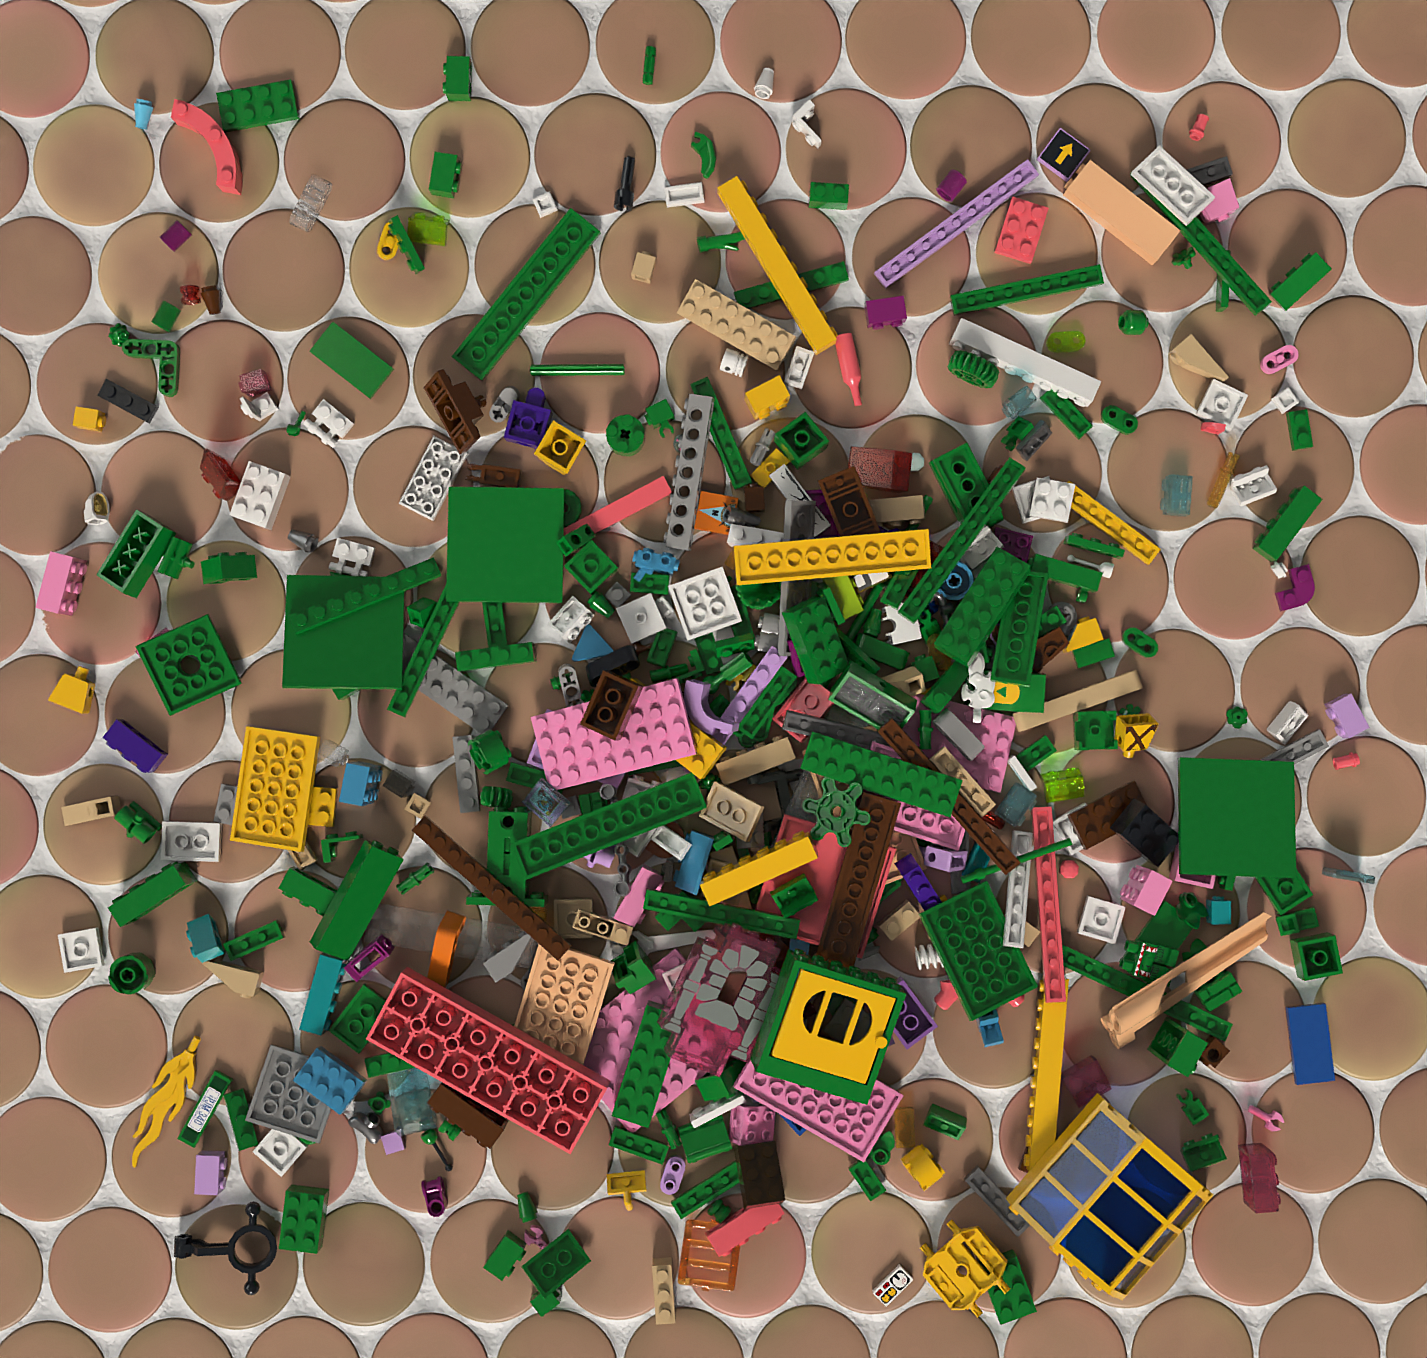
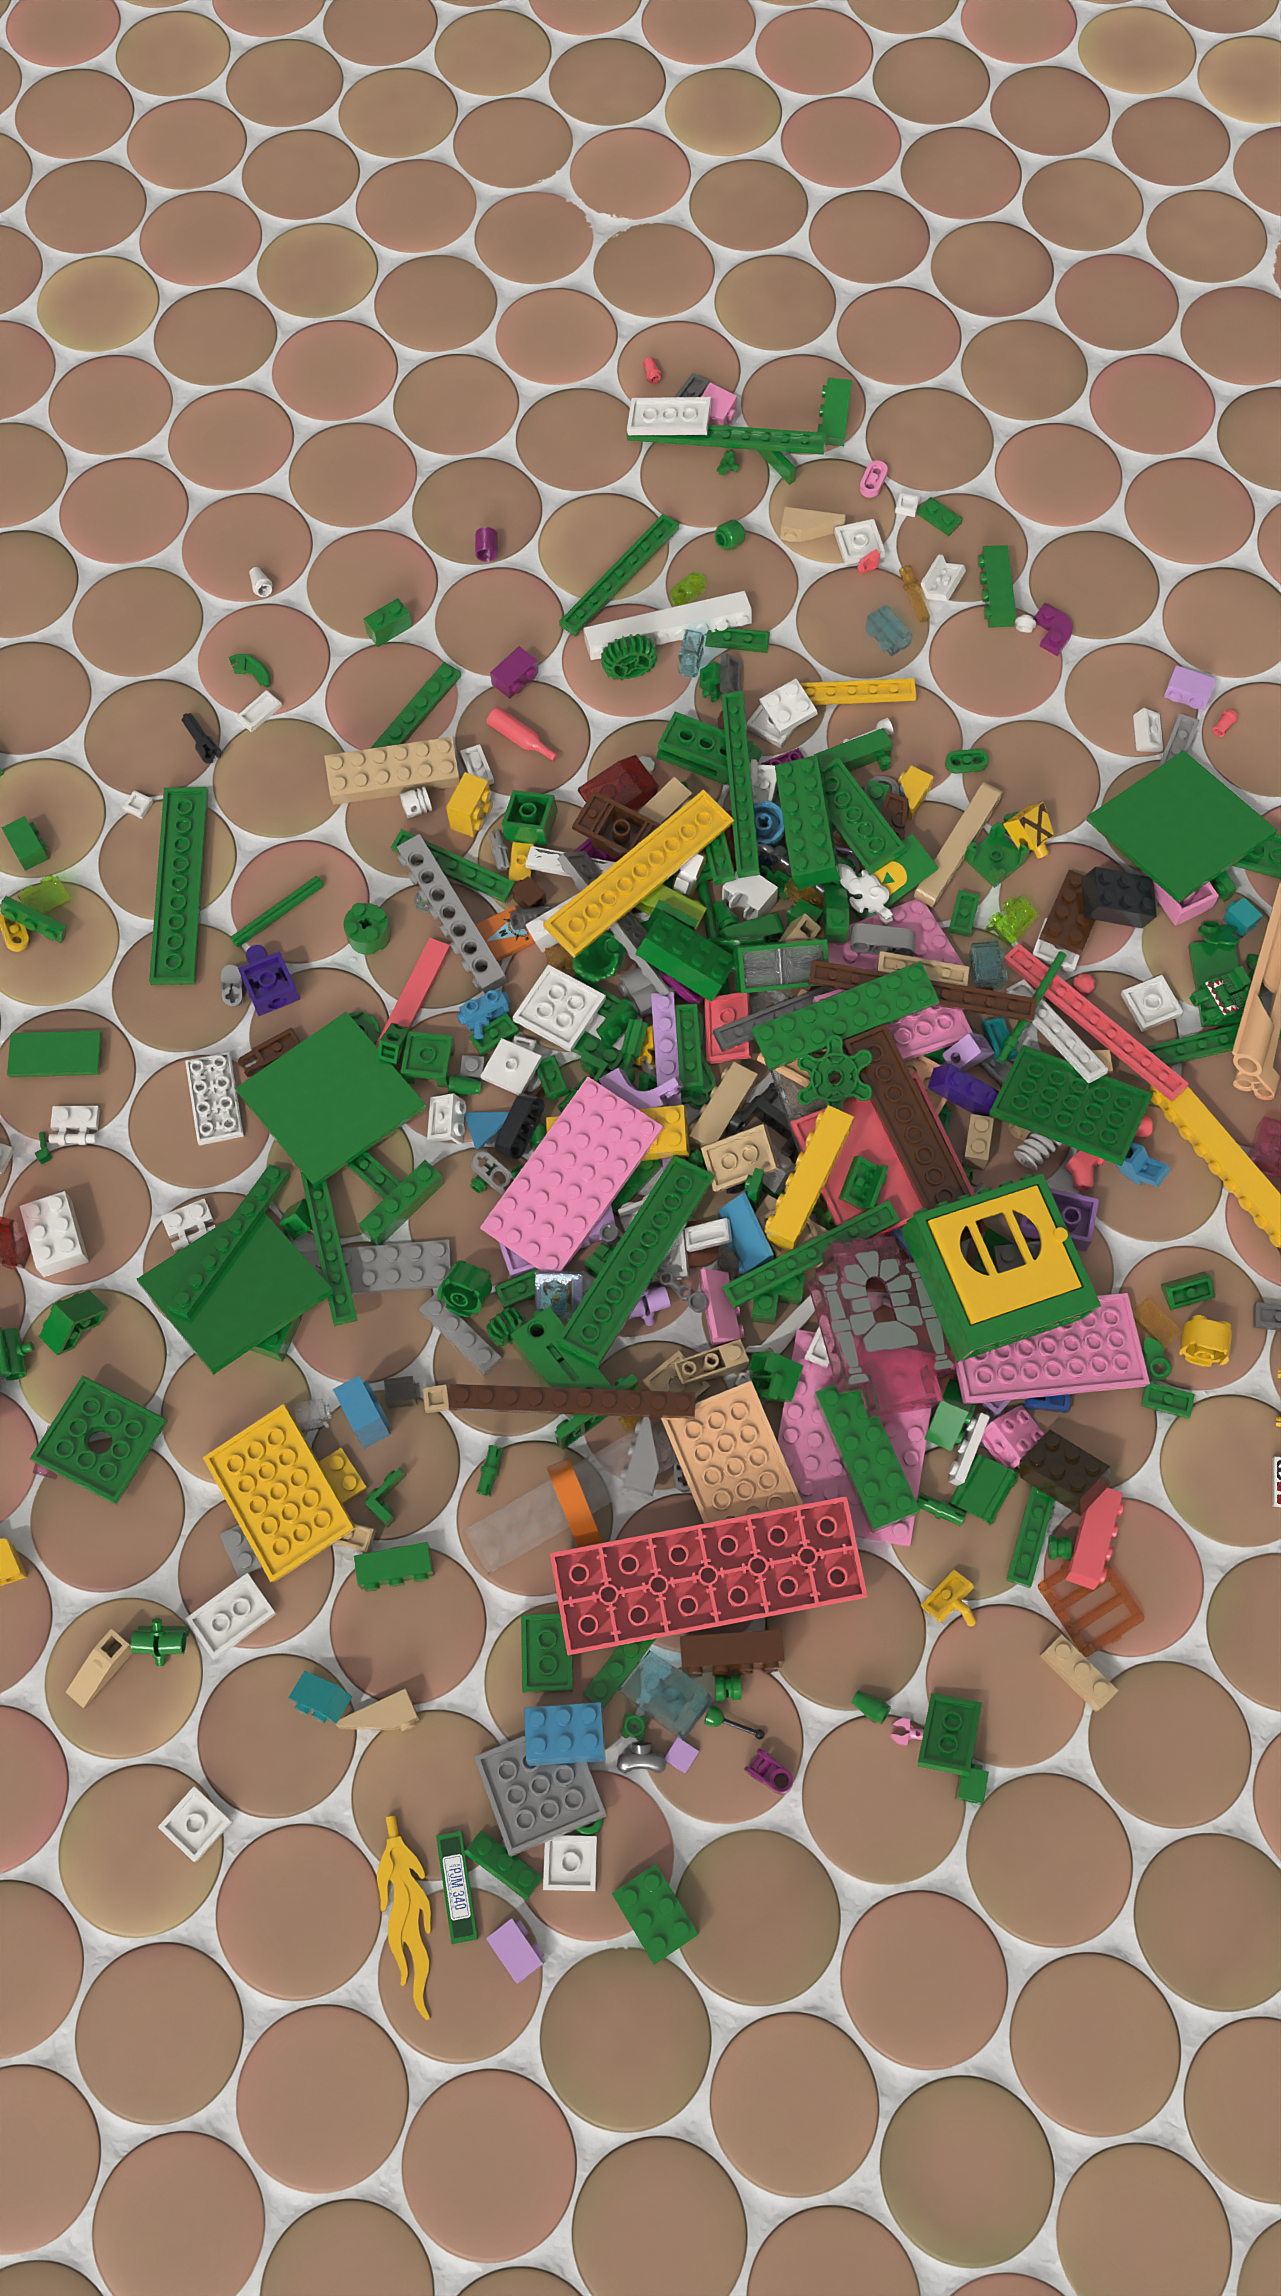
camera: 35 degrees left, 20 degrees down
(134, 746) = (100, 1567): dark purple brick -> none
(142, 975) = (263, 1787): green brick -> none
(153, 893) = (229, 1696): green brick -> none
(186, 1246) = (550, 2056): black piece -> none
(254, 940) = (373, 1664): green plate -> none
(304, 540) = (129, 1243): flat silver cone -> none
(322, 994) = (487, 1659): teal brick -> none
(356, 899) = (447, 1532): green brick -> none
(381, 945) = (513, 1554): magenta window -> none
(456, 409) = (188, 1016): reddish brown brick -> none
(505, 1255) = (892, 1774): green brick -> none
(559, 448) = (315, 979): yellow slope -> none
(611, 705) = (547, 1141): reddish brown brick -> none
(638, 1145) = (926, 1549): green plate -> none
(643, 267) = (270, 787): tan brick -> none
(649, 64) = (145, 638): green axle -> none
(660, 415) = (385, 891): green brick -> none
(672, 1175) = (984, 1552): lavender plate -> none
(719, 242) = (310, 732): green plant -> none
(776, 265) = (389, 700): yellow brick -> none
(805, 114) = (317, 588): white bracket -> none
(925, 729) = (849, 956): green pin -> none
(956, 224) = (515, 571): lavender plate -> none
(1021, 230) = (575, 537): coral plate -> none
(1021, 773) = (965, 936): white tile -> none
(1063, 154) = (559, 463): black tile -> none
(1093, 653) = (936, 799): green tile -> none
(1094, 545) = (857, 717): green plate -> none
(1119, 421) = (787, 613): green plate -> none
(1120, 212) = (644, 467): light nougat brick -> none
(1145, 889) = (1164, 939): bright pink brick -> none
(1232, 717) = (1103, 759): green plant -> none

